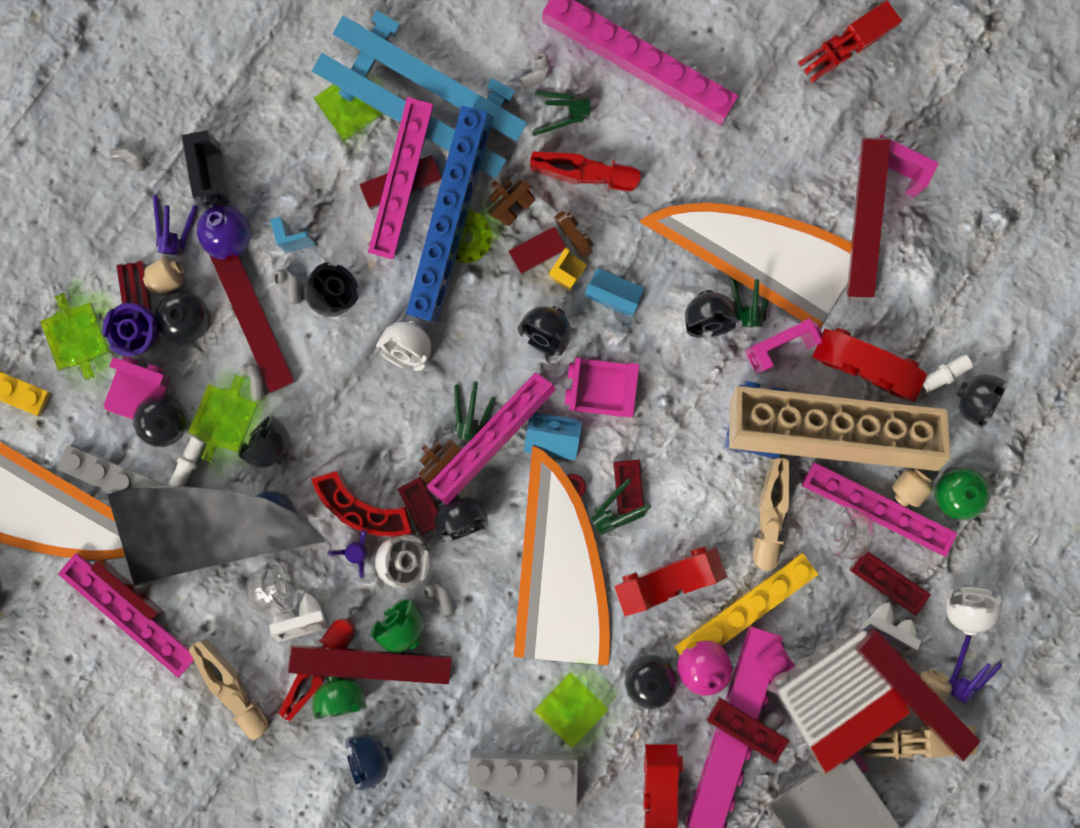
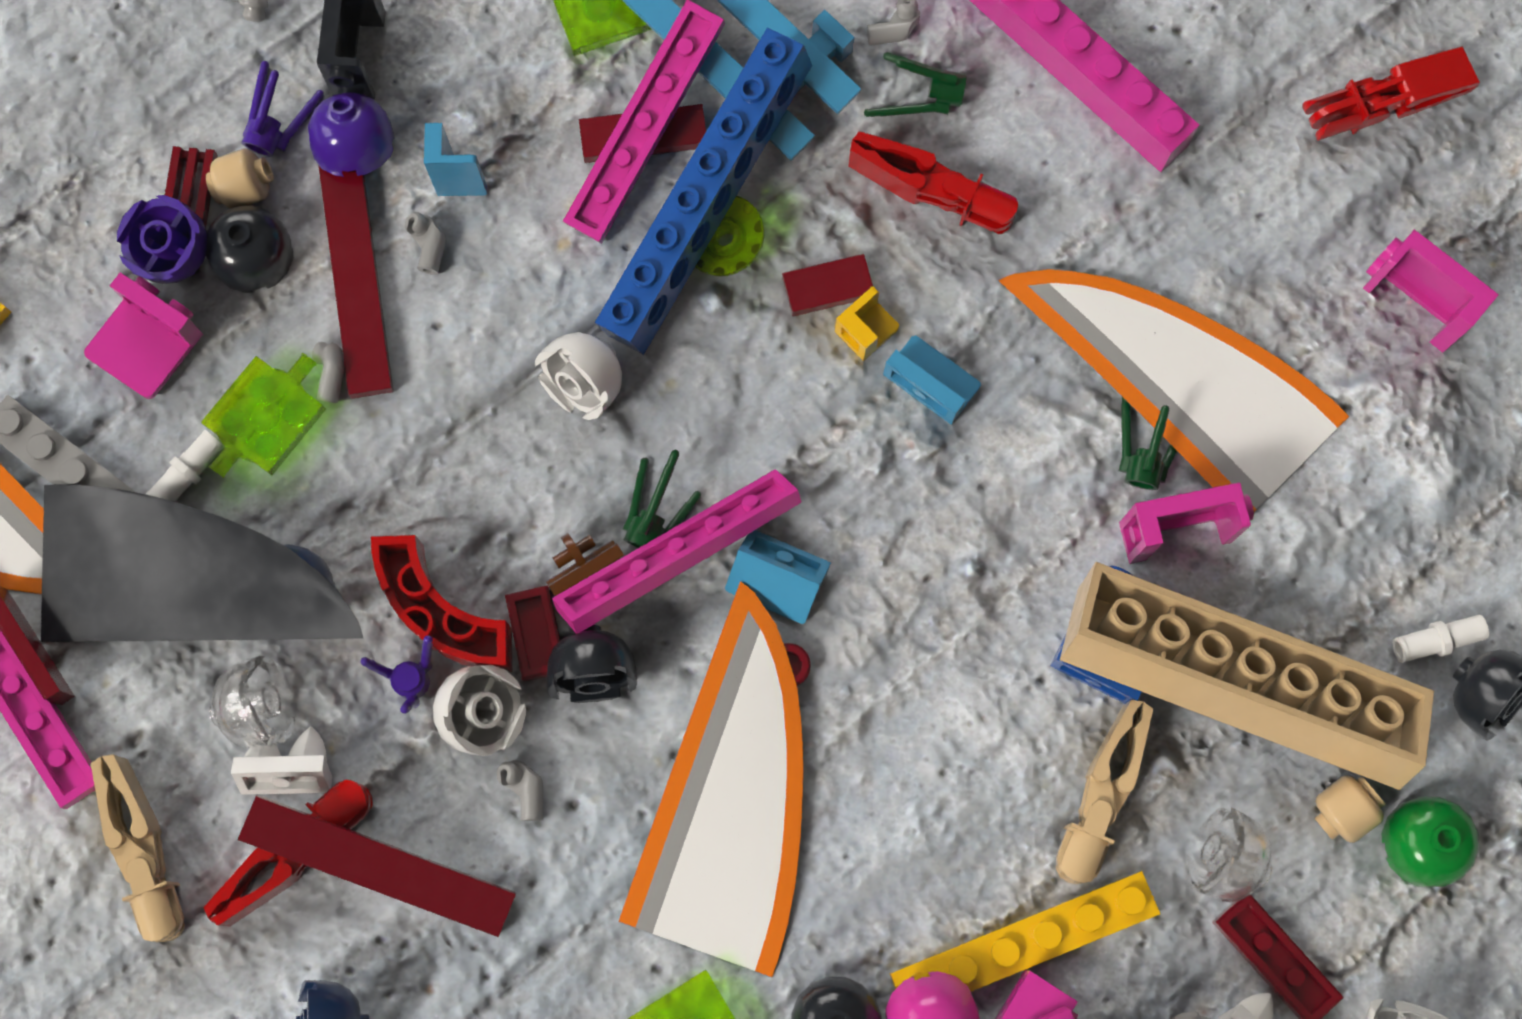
camera: 15 degrees right, 10 degrees down
(74, 336) = (74, 235): clear neon green plate -> none
(159, 421) = (163, 393): black cylinder -> none
(266, 444) = (318, 472): black cylinder -> none
(330, 290) = (488, 259): black cylinder -> none
(338, 698) = (308, 910): green cylinder -> none
(401, 627) = (445, 820): green cylinder -> none
(518, 192) = (822, 192): reddish brown hips -> none
(547, 329) = (810, 405): black cylinder -> none
(580, 242) = (885, 257): reddish brown plate -> none
(602, 387) = (875, 520): dark pink panel -> none
(606, 521) = (831, 734): dark green plant -> none
(632, 496) = (879, 689): dark red tile -> none
(656, 586) = (902, 858): red brick -> none
(710, 313) = (1078, 447): black cylinder -> none
(868, 216) = (1366, 354): dark red tile -> none
(879, 509) = (1289, 831): dark pink plate -> none
(884, 370) = (1348, 605): red brick -> none

